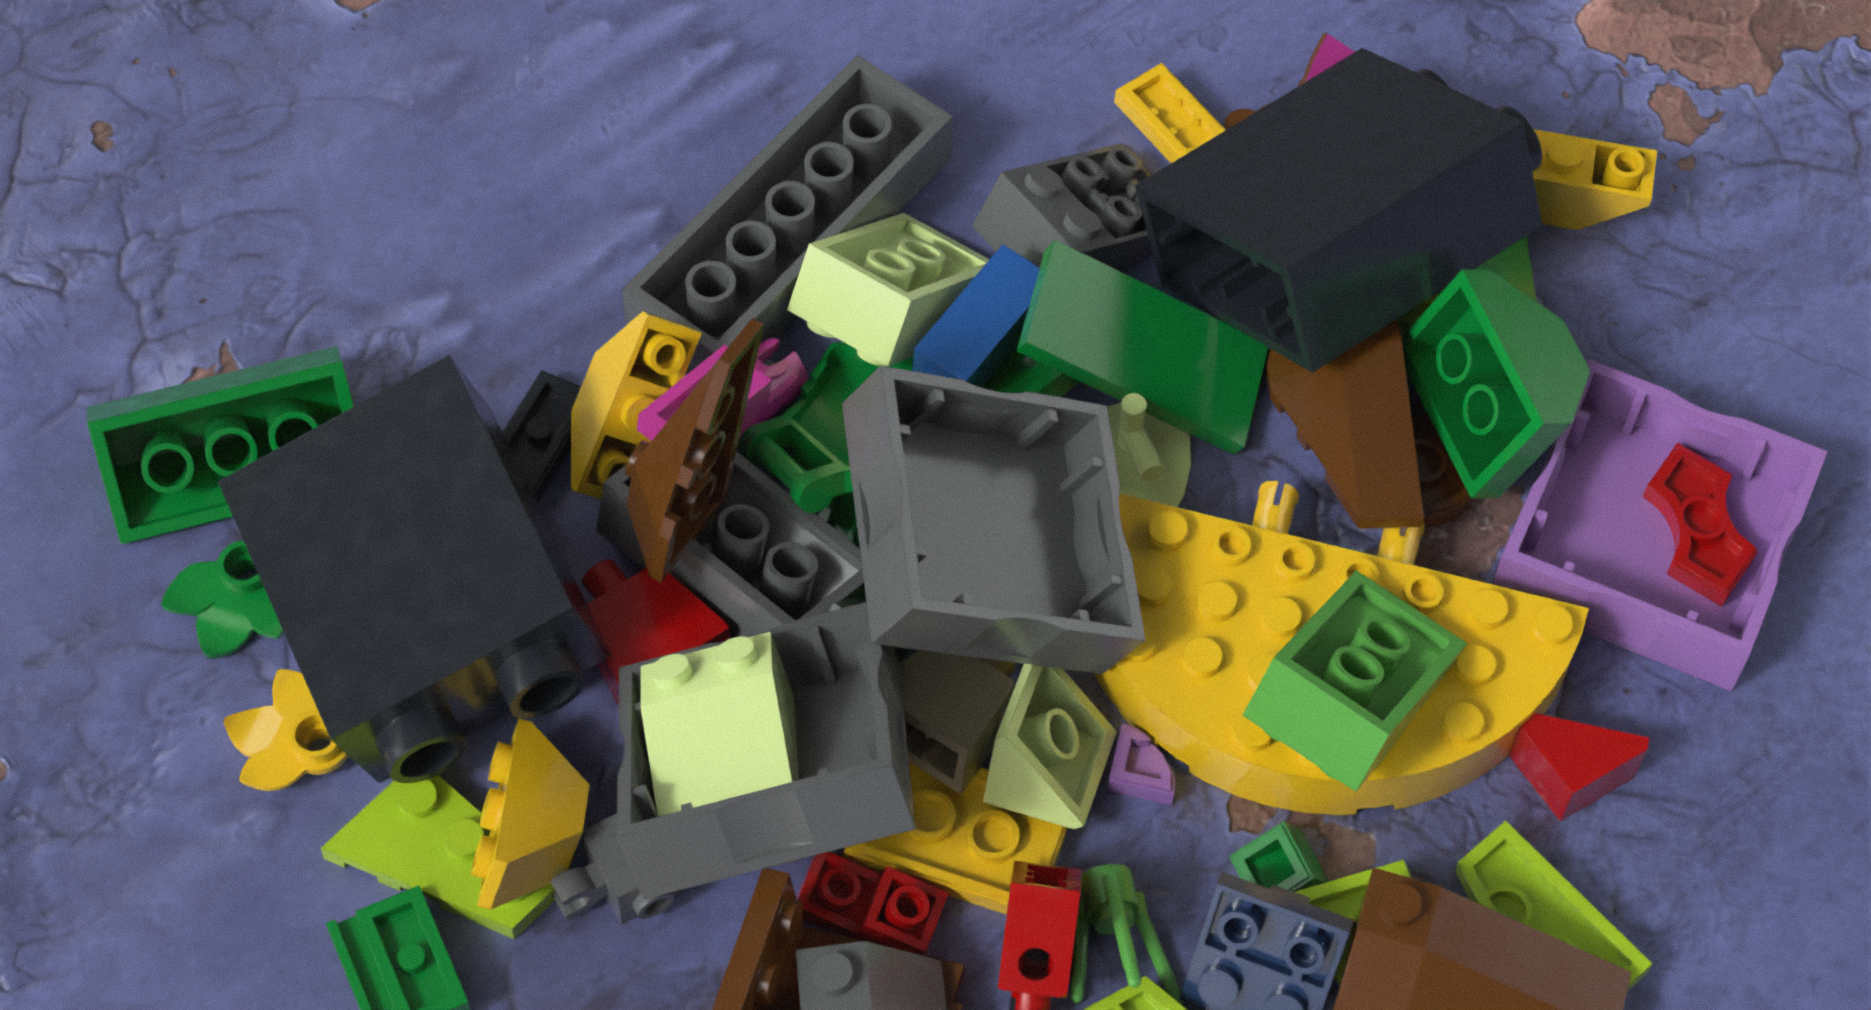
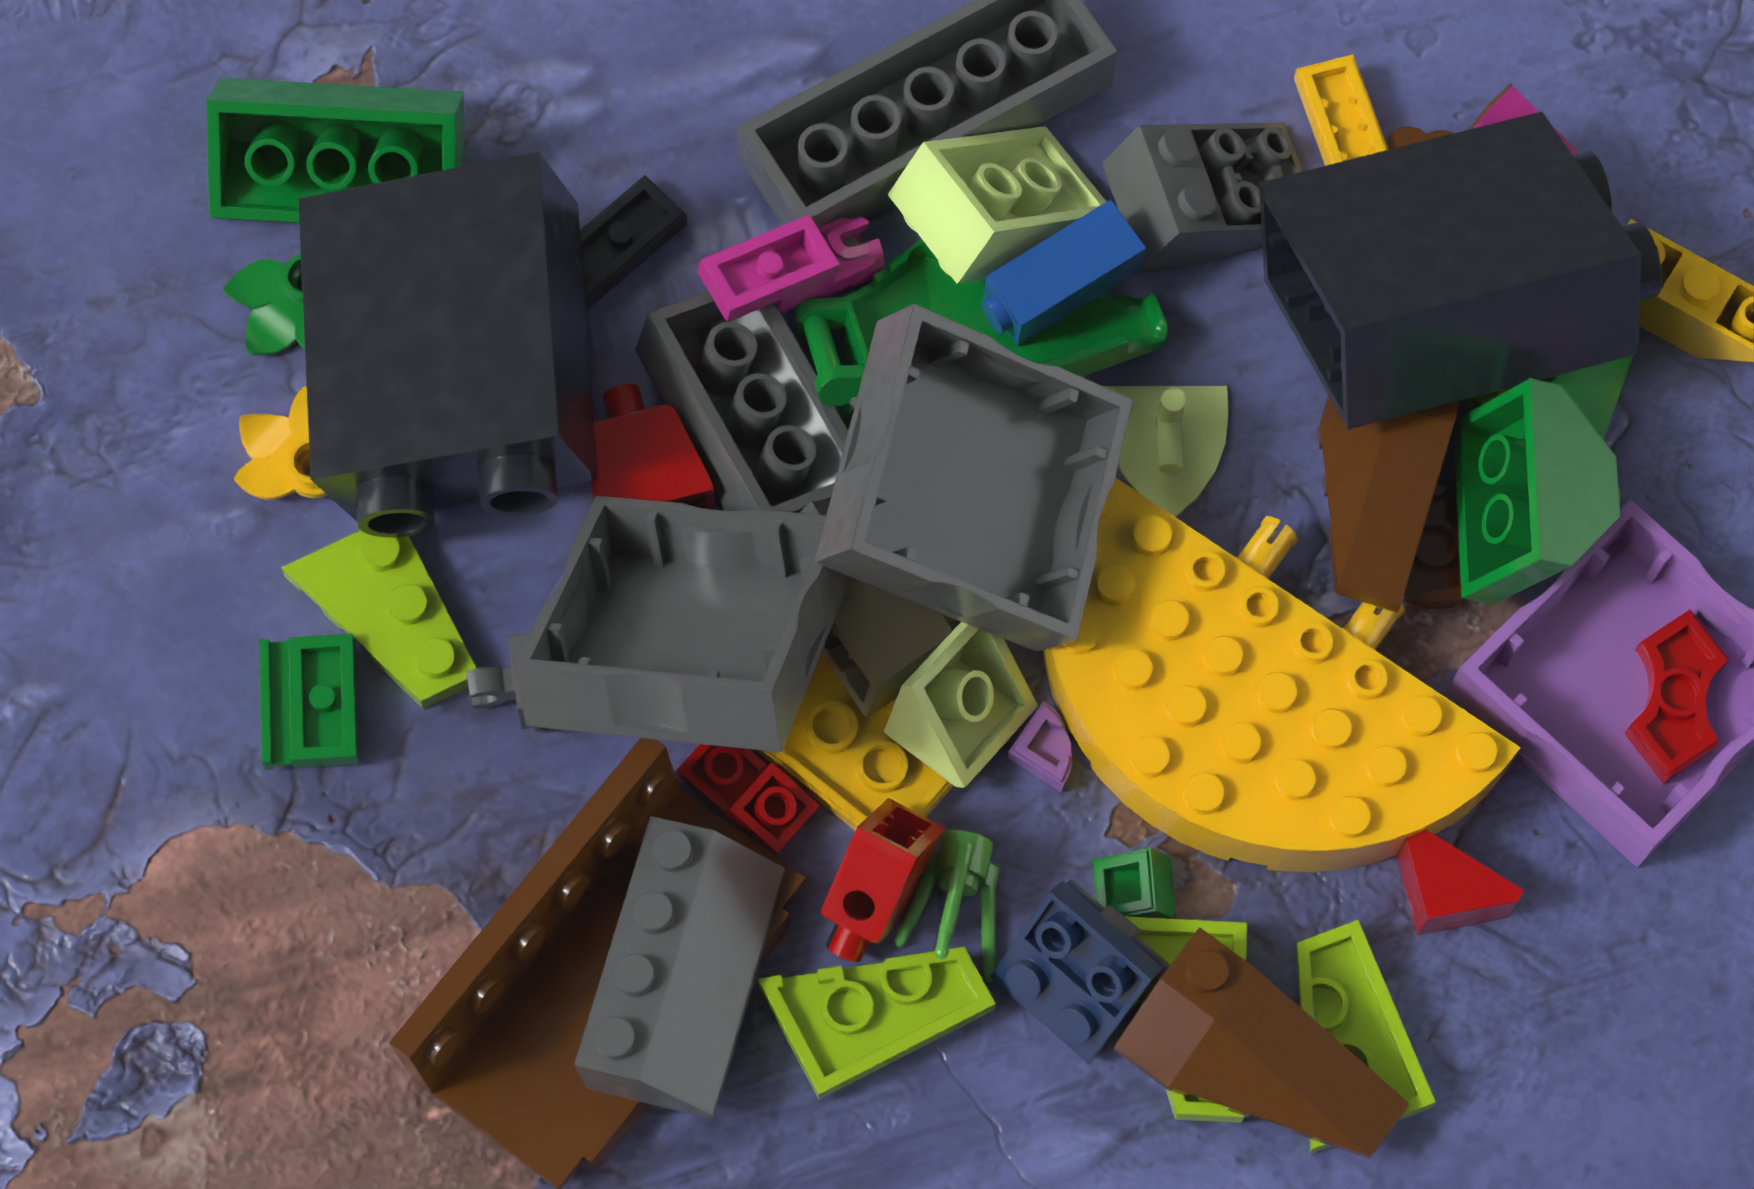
camera: 20 degrees right, 10 degrees up
(530, 817) = (468, 609): yellow slope -> none
(619, 384) = (703, 220): yellow slope -> none
(690, 462) = (721, 329): reddish brown wedge -> none
(718, 723) = (656, 589): yellowish green slope -> none
(1145, 343) = (1208, 340): green tile -> none
(1353, 679) = (1259, 742): bright green slope -> none

